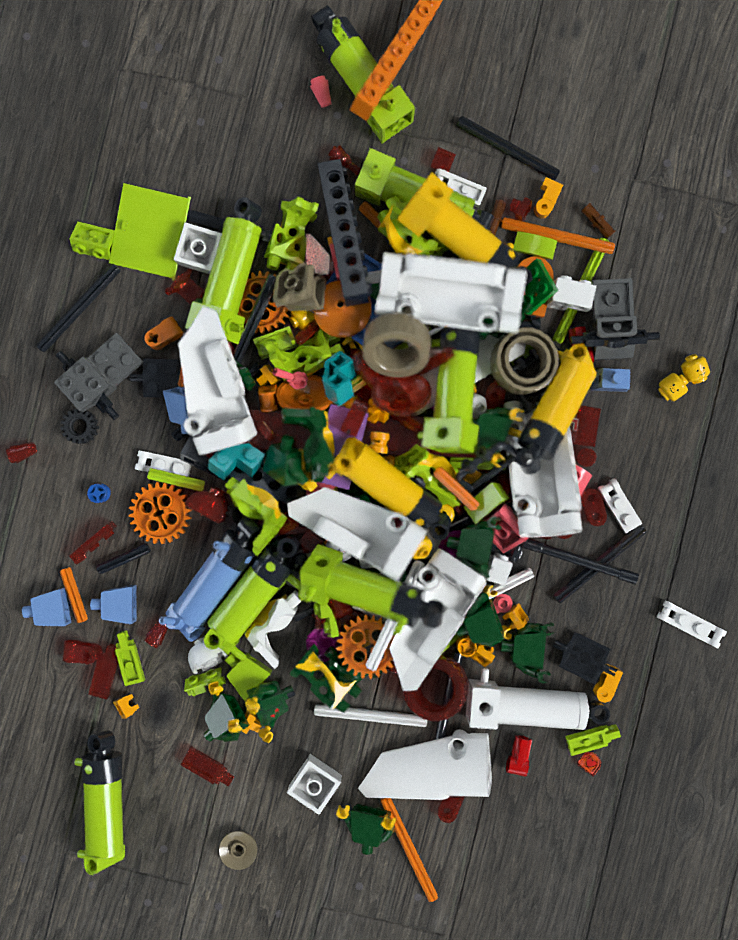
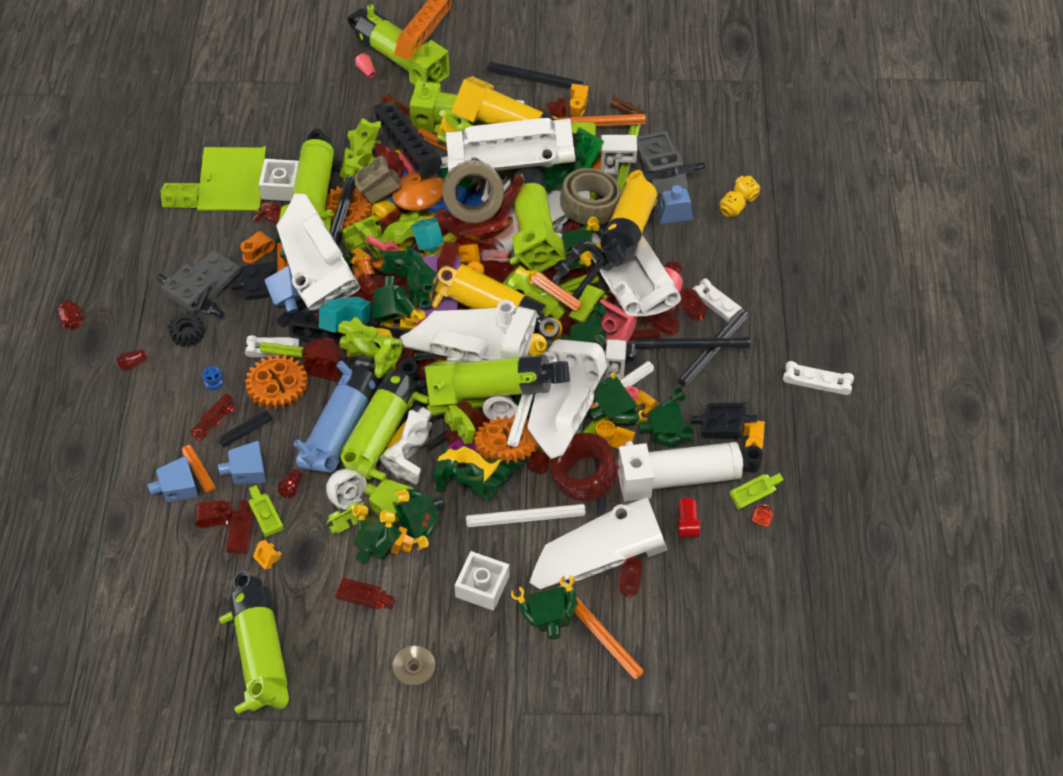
camera: 15 degrees left, 35 degrees down
(77, 309) = (172, 244): black axle -> none
(585, 426) = (661, 241): clear red slope -> none

